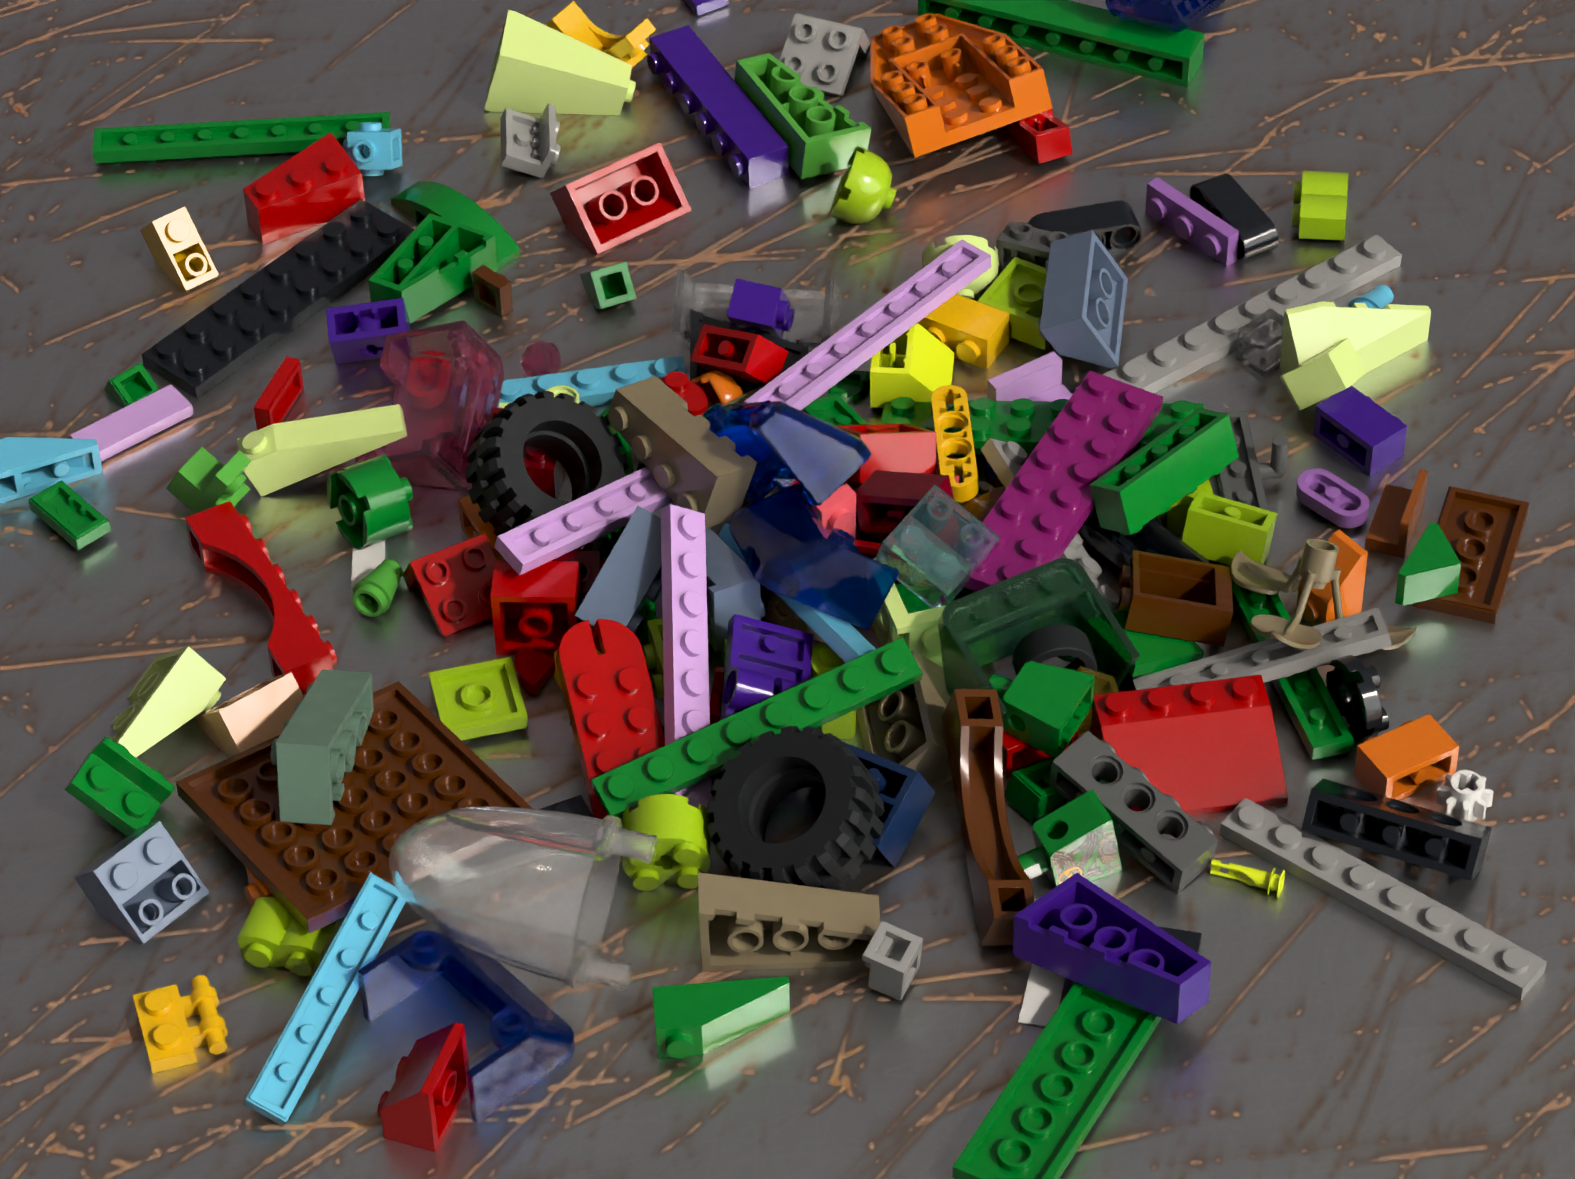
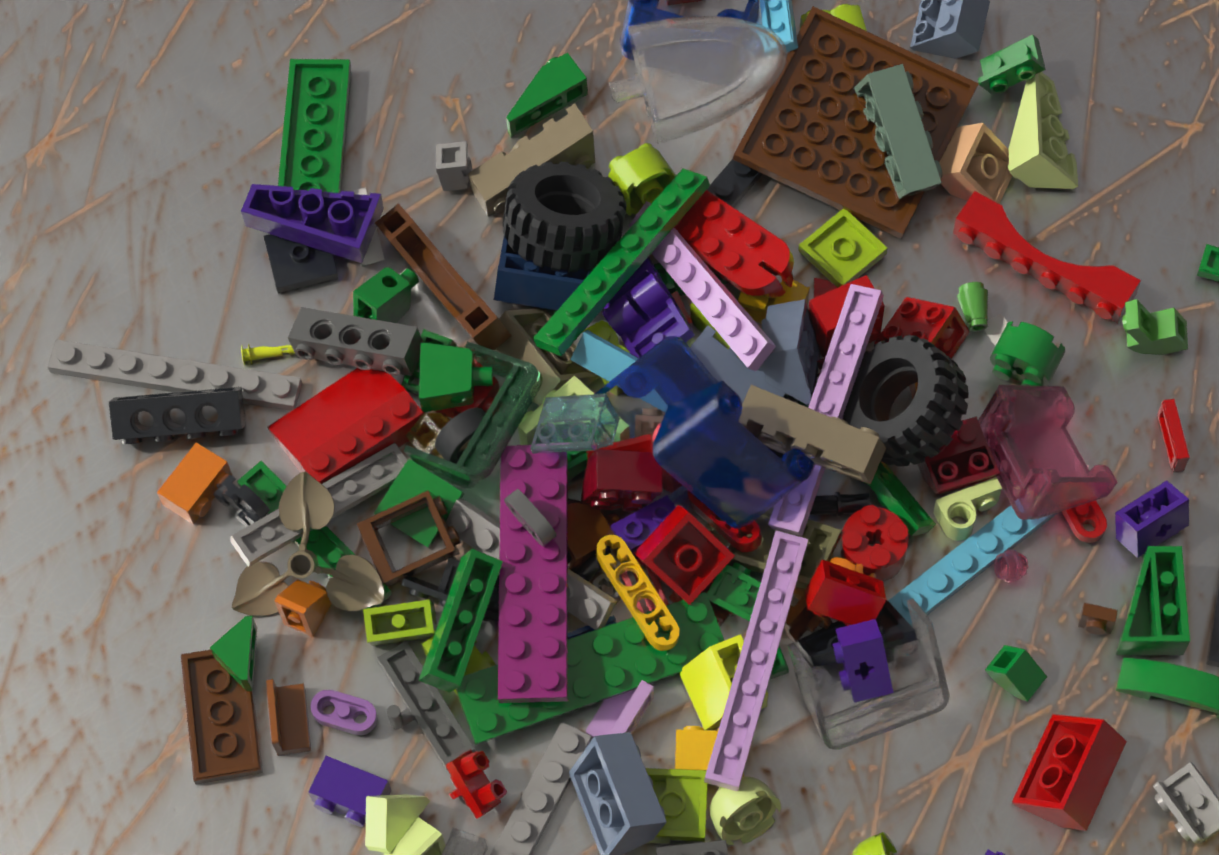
camera: 155 degrees right, 20 degrees up
(308, 446) = (1116, 388): yellowish green wedge -> none
(1037, 496) = (530, 517): none -> dark grey beam
(1224, 381) = (472, 783): none -> red hips
(1465, 795) = (143, 470): white gear -> none

